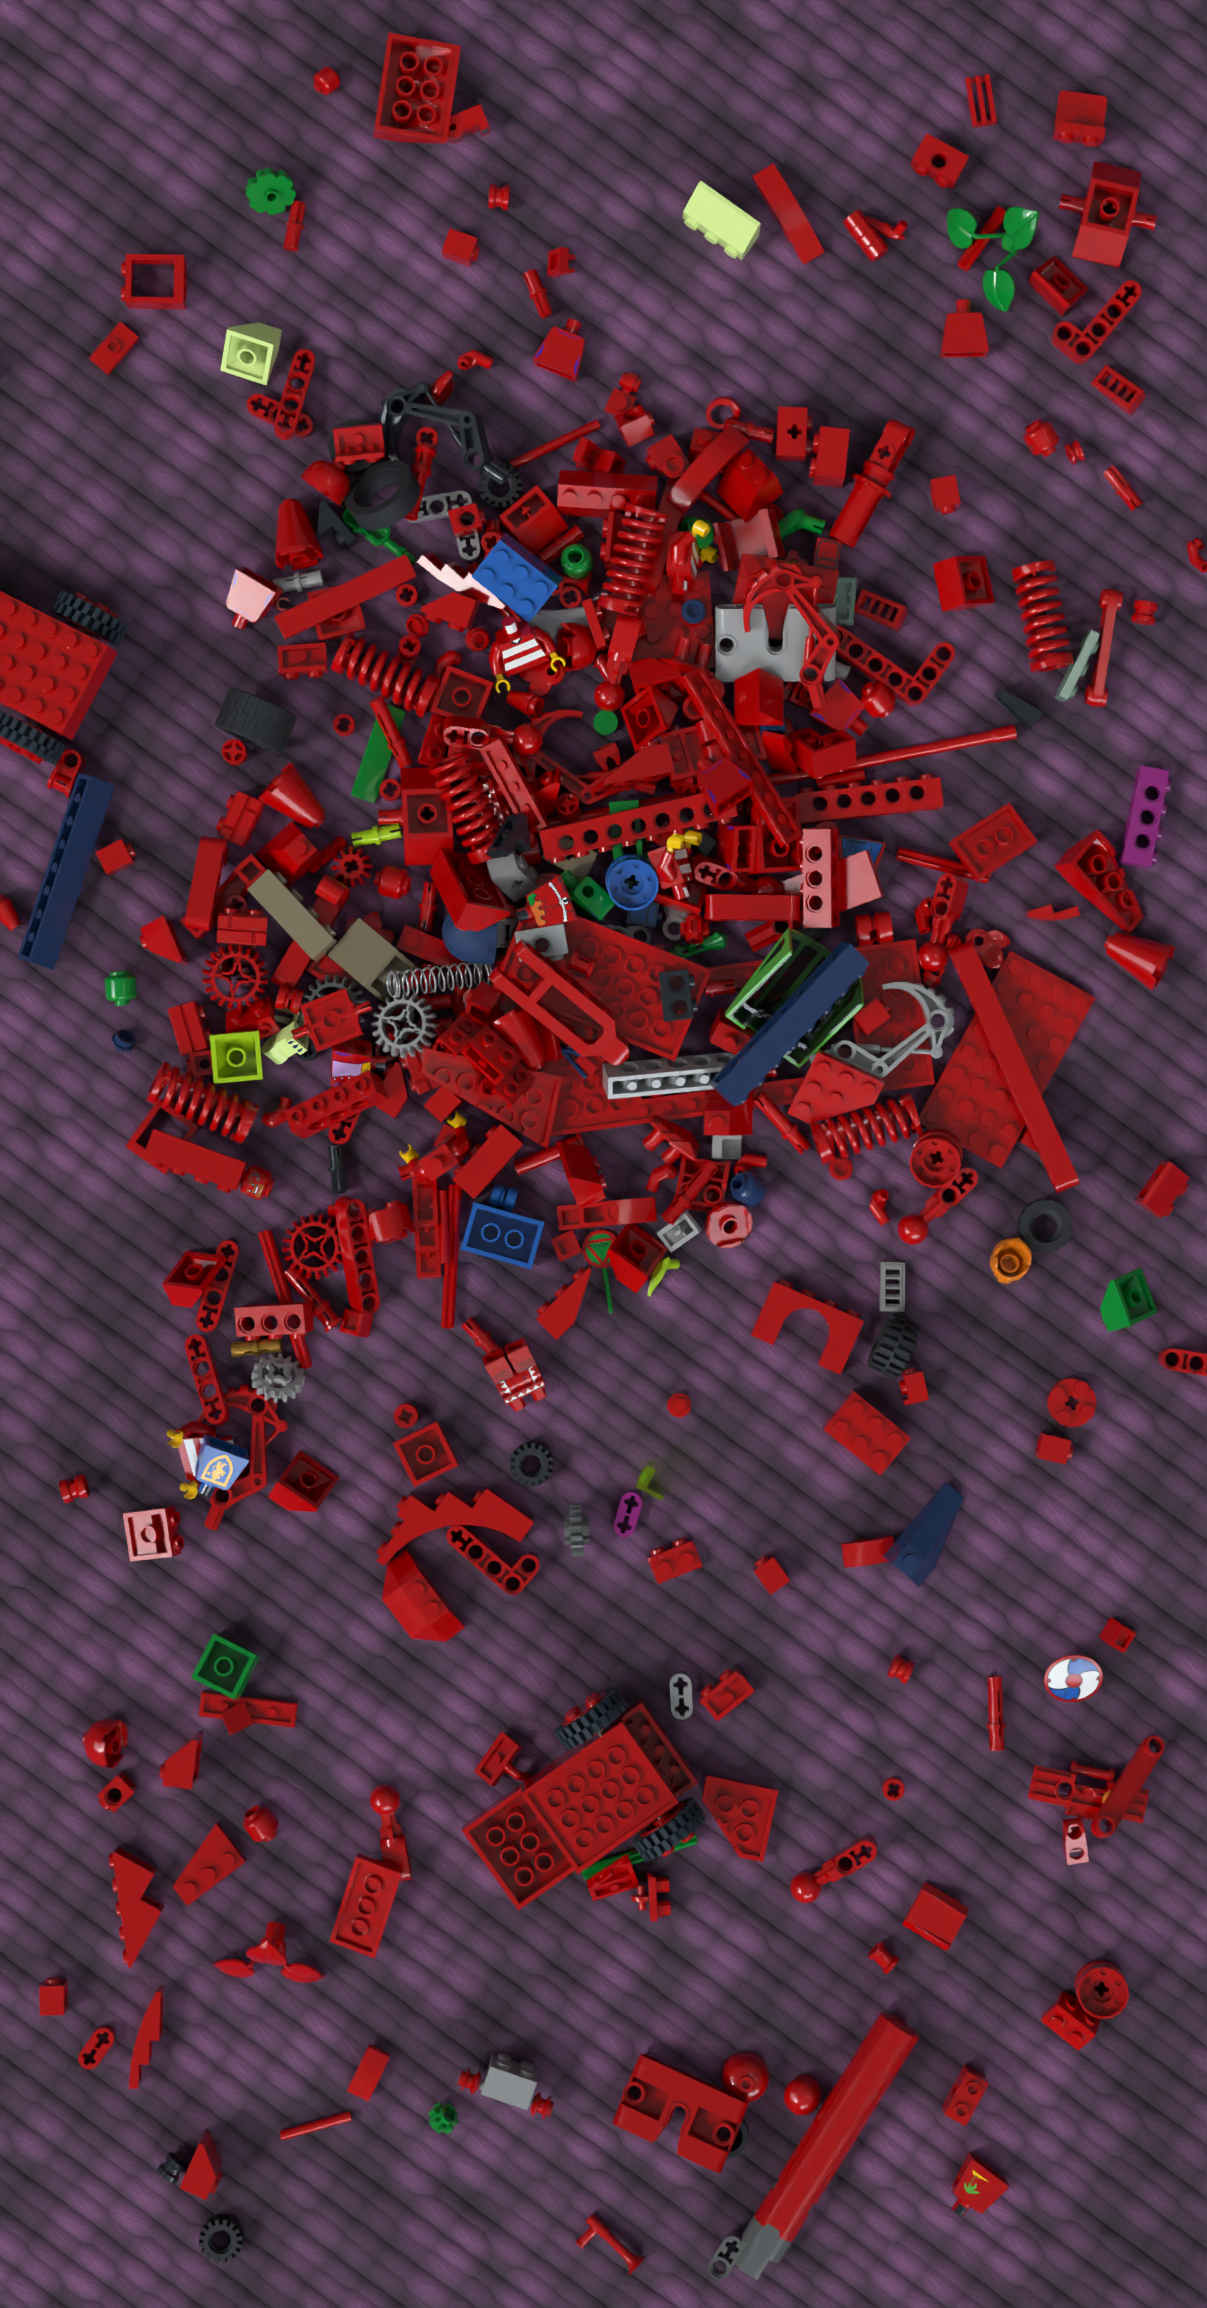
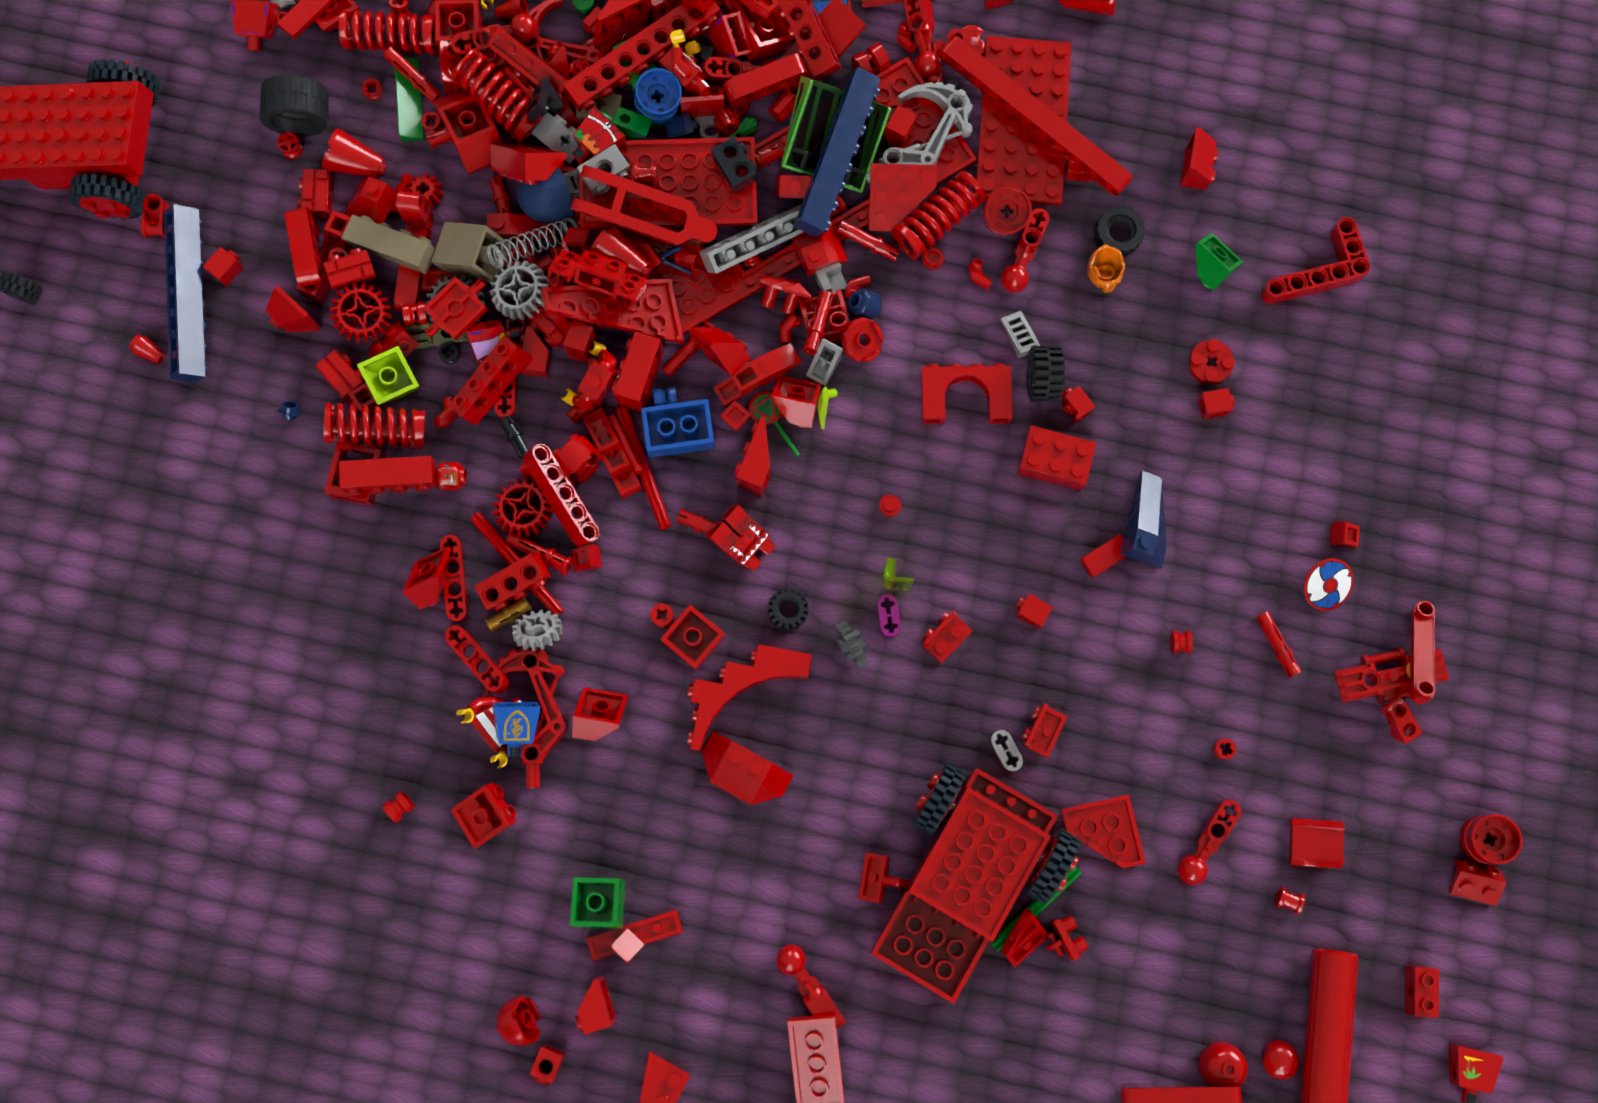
camera: 25 degrees left, 10 degrees down
(120, 987) = (269, 367): green head -> none
(260, 1823) = (689, 1033): red head -> none
(283, 1045) = (427, 352): yellowish green leg -> none
(302, 660) = (317, 53): red bracket -> none
(376, 835) = (435, 160): lime pin -> none
(393, 882) = (463, 189): red head -> none
(489, 1555) = (786, 702): red beam -> none

